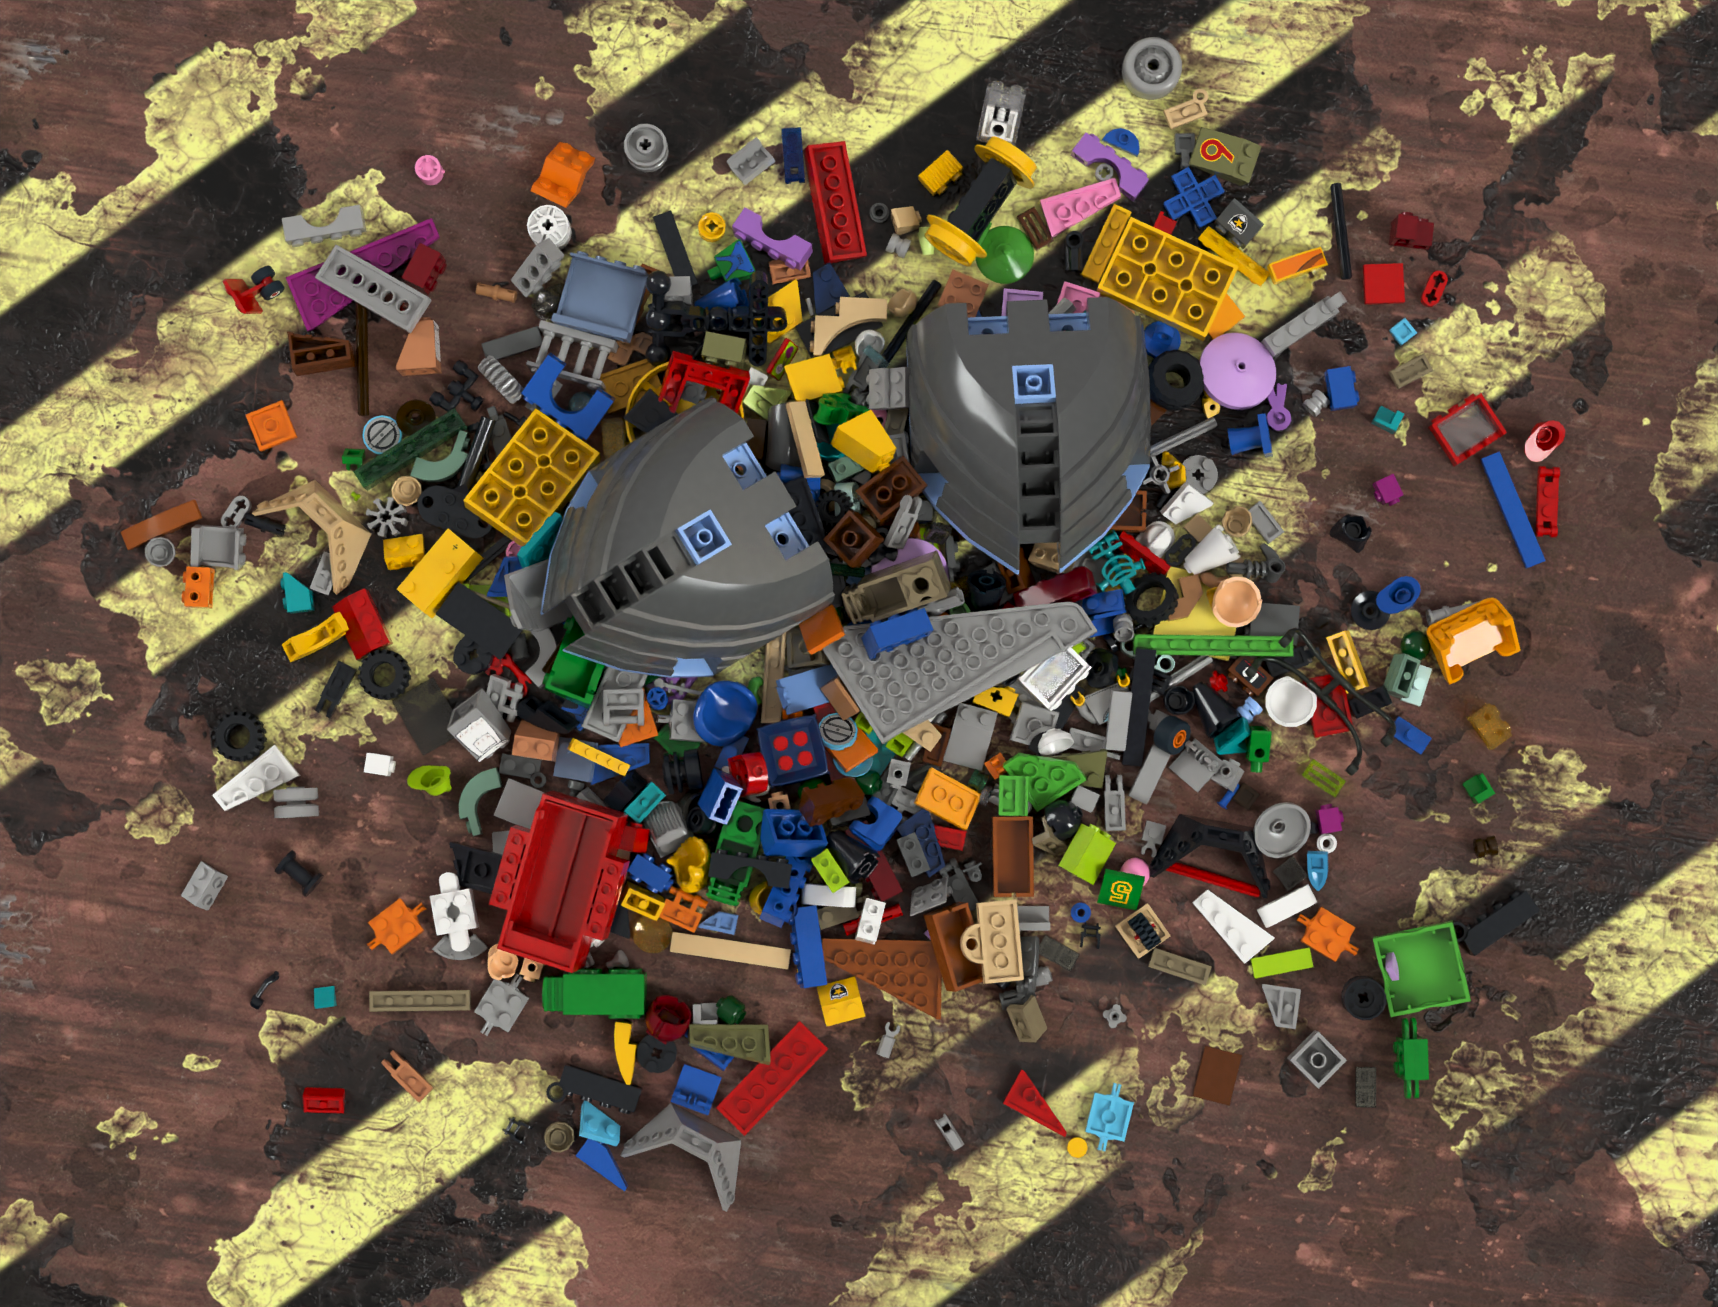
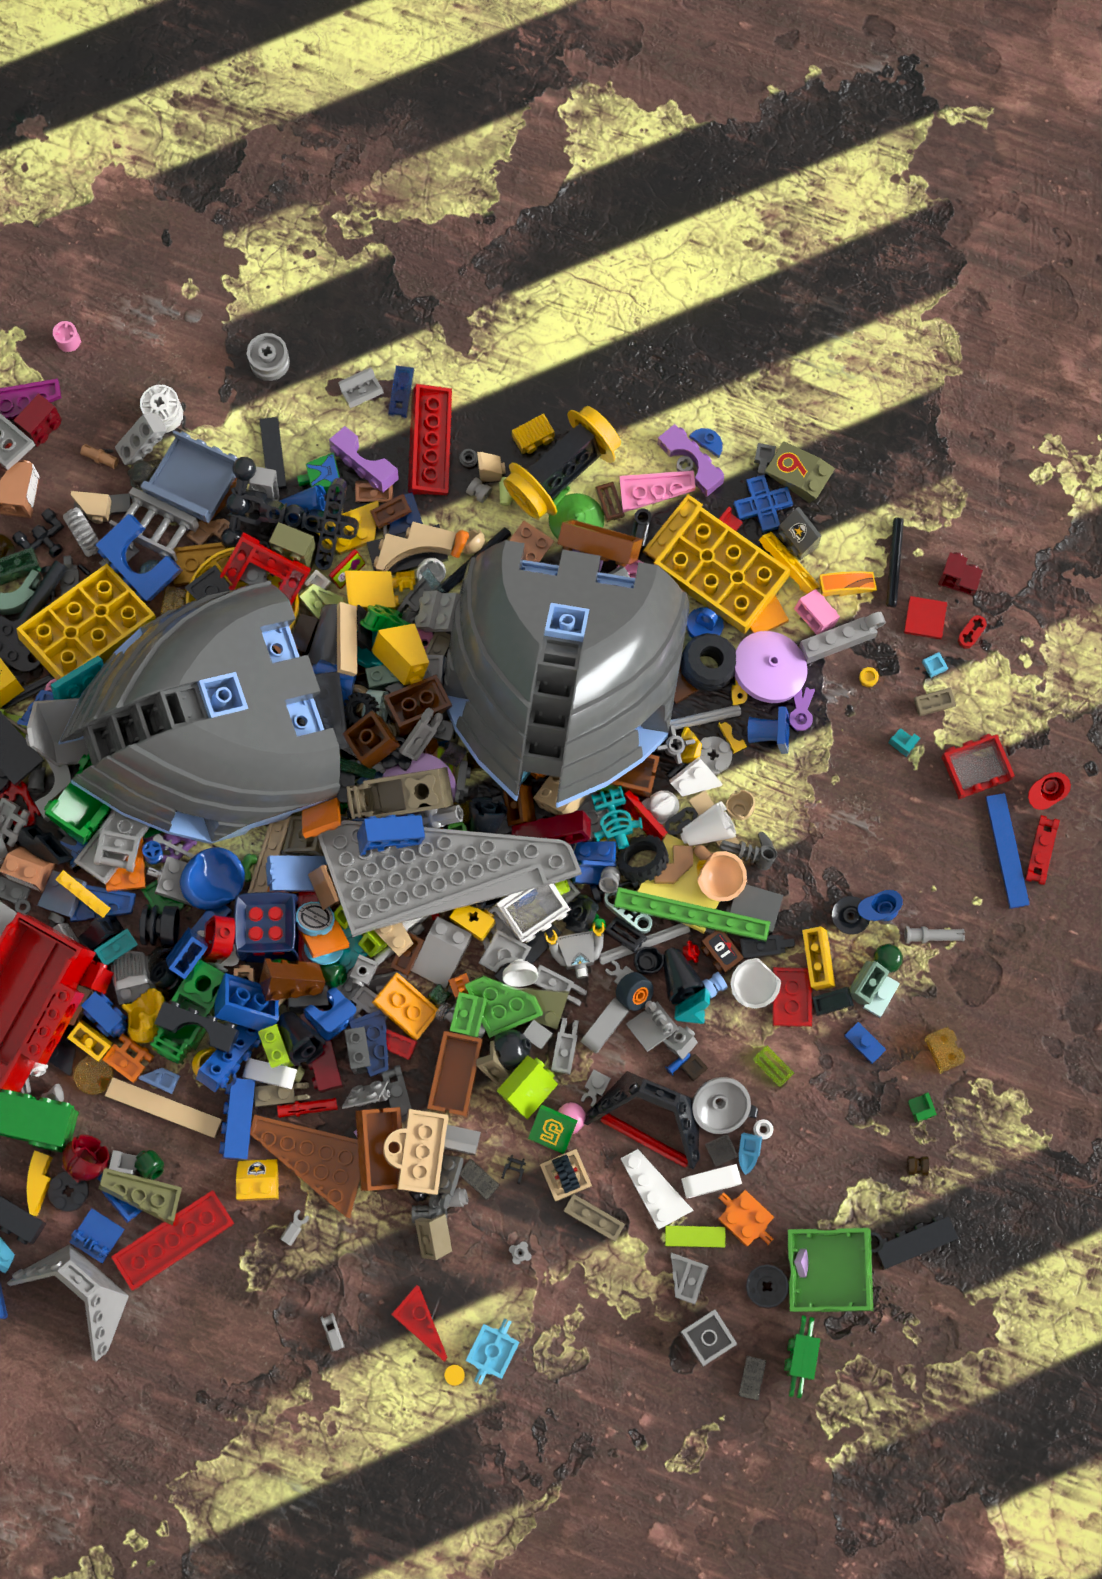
camera: 15 degrees right, 10 degrees down
(506, 348) = (93, 505): none -> tan slope
(563, 174) = (186, 363): orange bracket -> none
(705, 232) = (316, 444): yellow wheel -> none
(813, 289) = (390, 511): none -> reddish brown plate
(870, 921) = (302, 1105): white hinge -> none
(893, 307) = (460, 541): none -> orange arm
(973, 871) = (413, 1078): dark grey hinge -> none
(1003, 97) = (612, 378): clear brick -> none
(1037, 278) = (599, 541): none -> dark orange piece
(1085, 917) = (505, 1149): blue plate -> none
(1118, 720) = (585, 965): light grey tile -> none
(1141, 694) = (608, 957): black tile -> none
(1151, 83) = (748, 393): light grey wheel -> none
(1187, 111) = (773, 426): tan hinge -> none
(1217, 458) = (735, 745): none -> yellow piece
(1217, 1075) = (608, 1334): reddish brown window -> none
(1259, 739) = (718, 1012): green torso -> none
(1265, 523) = (767, 813): light grey tile -> none
(1273, 303) = (817, 612): none -> bright pink brick
(1316, 403) = (838, 712): light grey wheel -> none
(1323, 693) = (788, 983): pearl dark grey bar -> none
(1329, 819) = (770, 1106): magenta brick -> none
(1338, 358) = (868, 677): none -> yellow tile
(1341, 388) = (865, 703): blue brick -> none
(1351, 531) = (848, 838): black hair -> none
(1387, 490) = (890, 806): magenta brick -> none
(1472, 635) = (943, 960): light orange windscreen -> none

